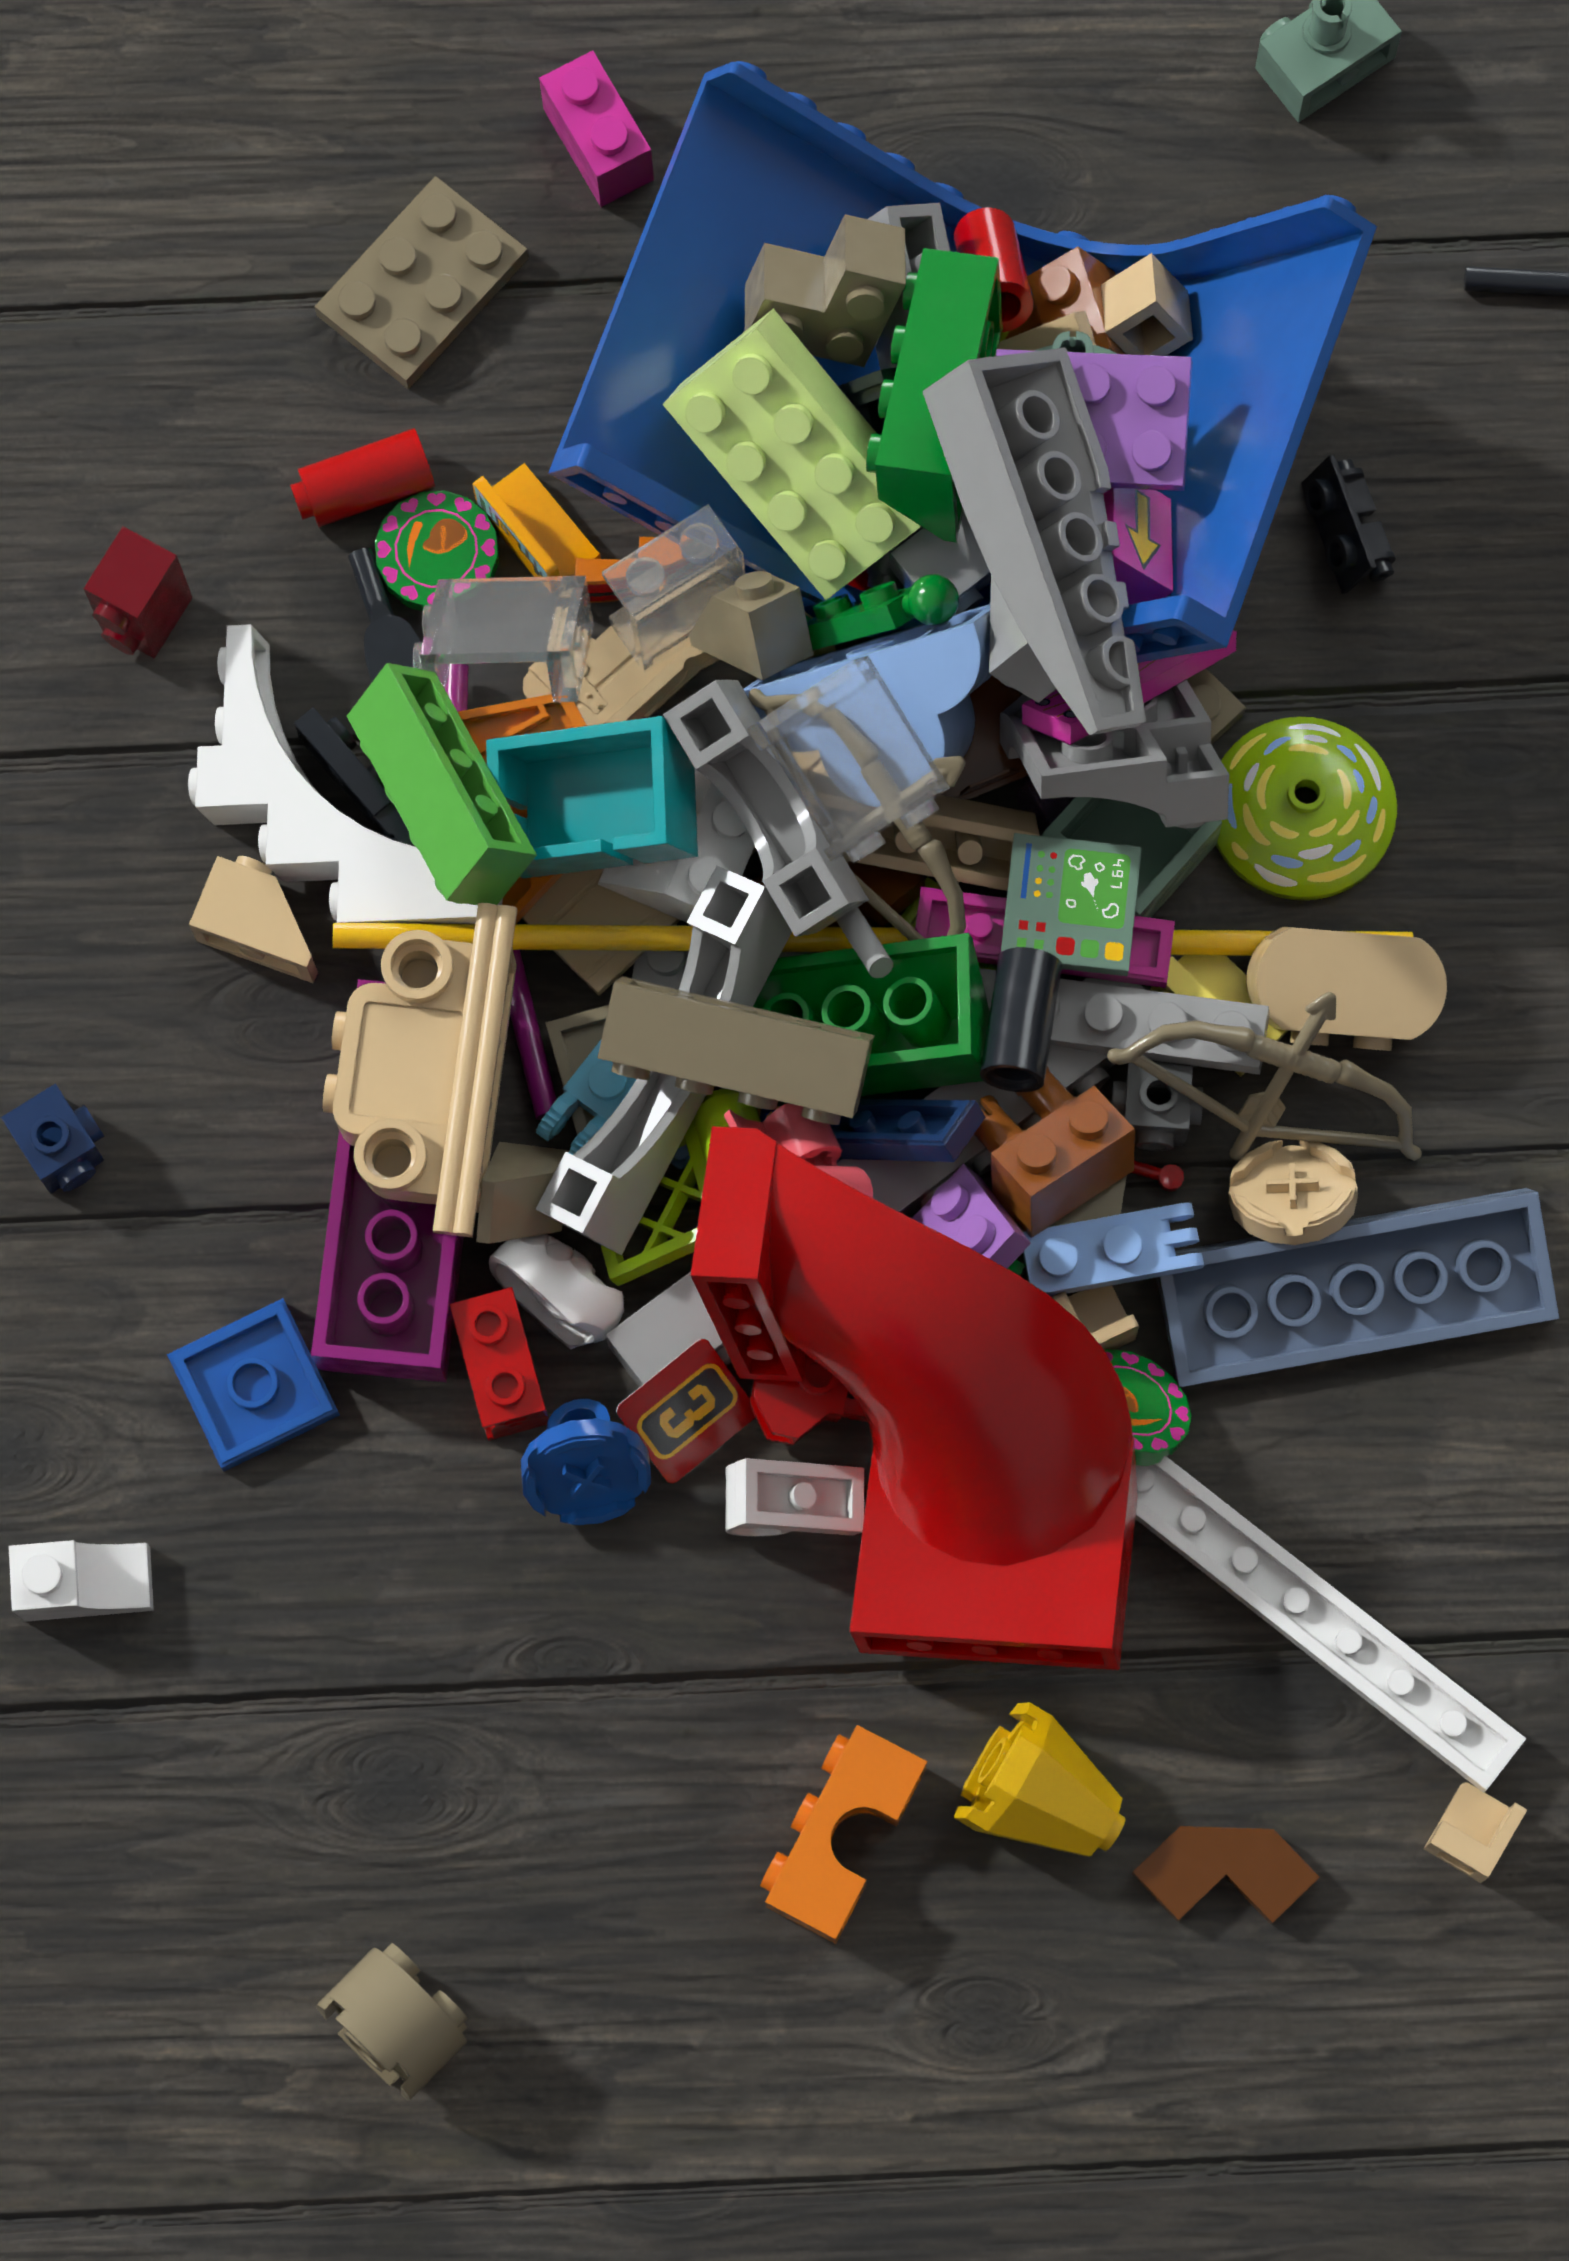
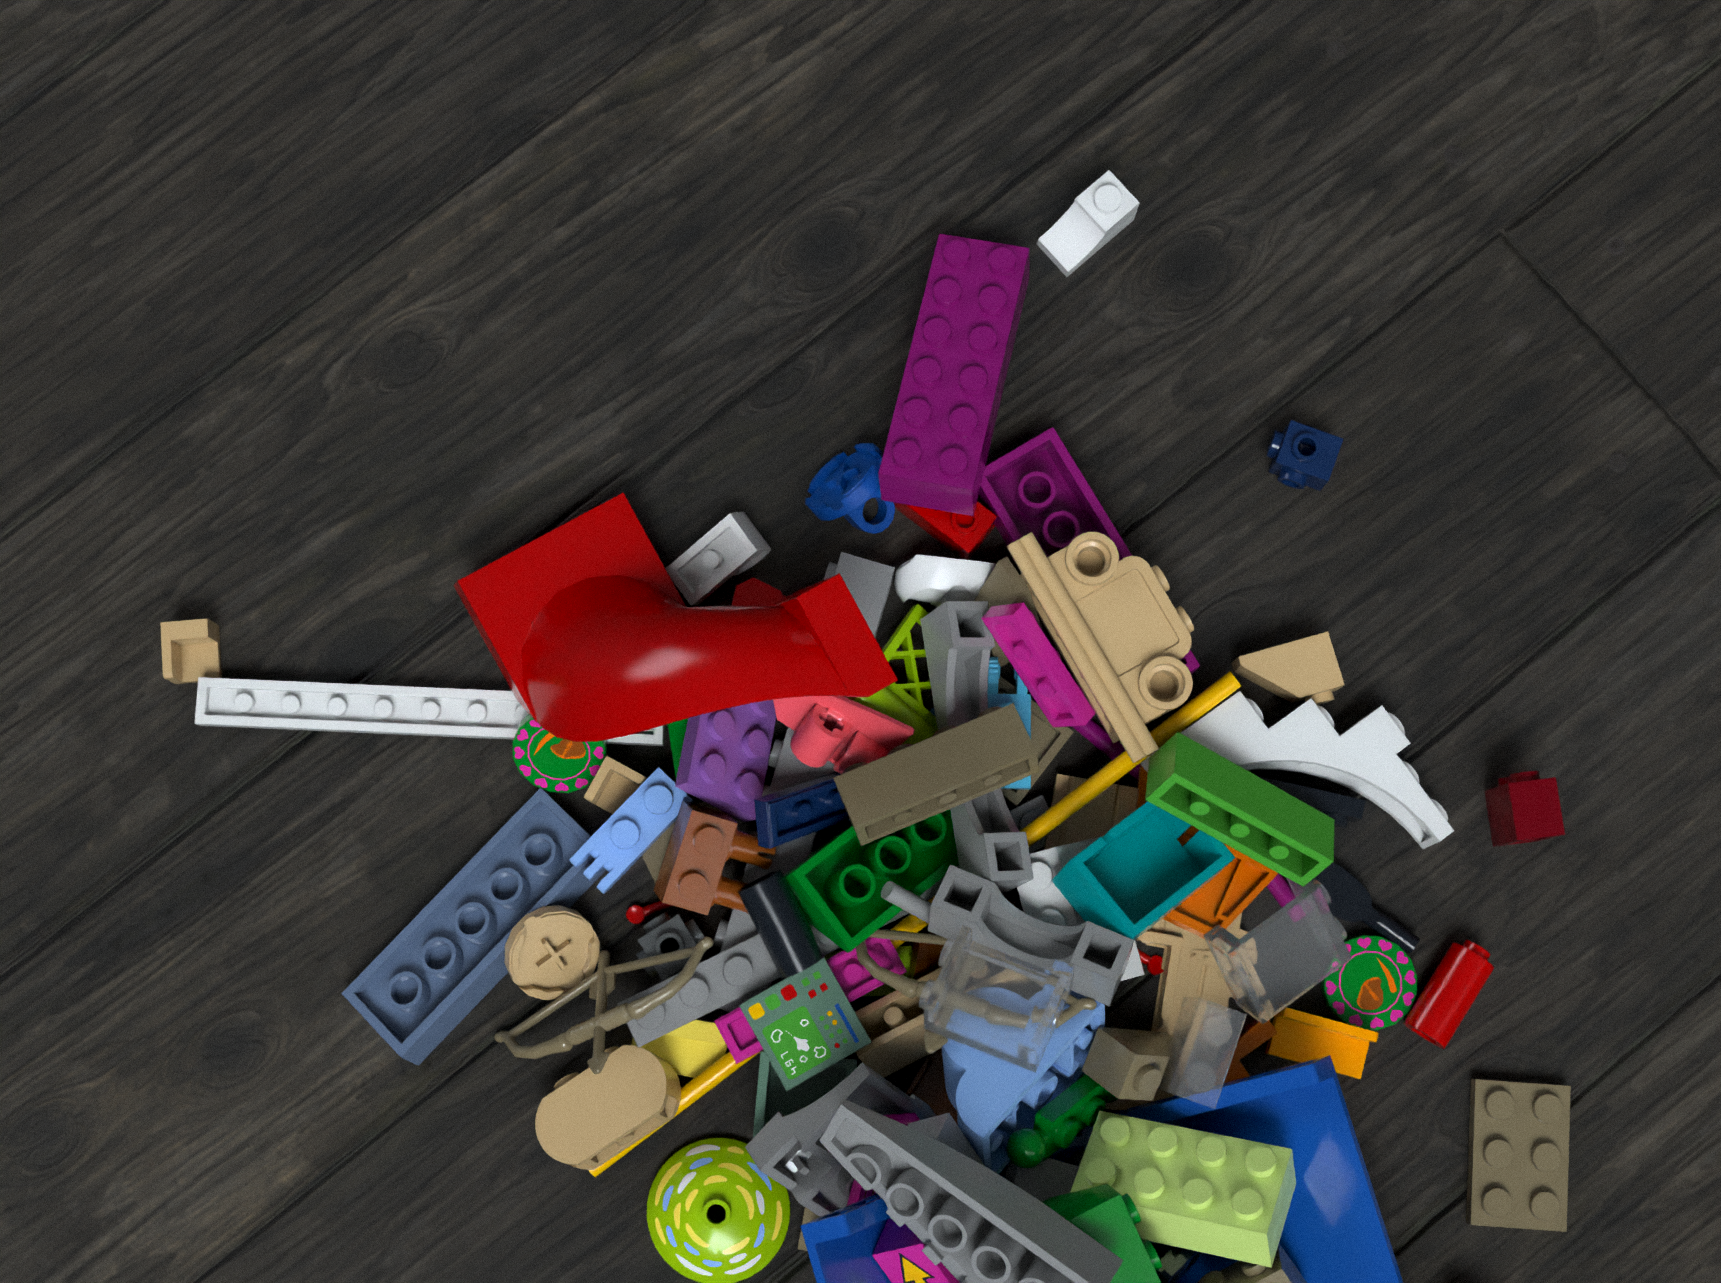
camera: 140 degrees right, 5 degrees up
(253, 1385) = (1081, 403): blue tile -> none
(370, 1495) = (955, 375): none -> magenta brick
(395, 2020) = (725, 110): dark tan brick -> none
(533, 1100) = (1038, 665): none -> dark pink plate
(687, 1410) = (816, 554): sticker -> none
(865, 1778) = (549, 352): orange arch -> none
(1041, 1789) = (457, 491): yellow cone -> none
(1251, 1858) = (342, 524): reddish brown tile -> none

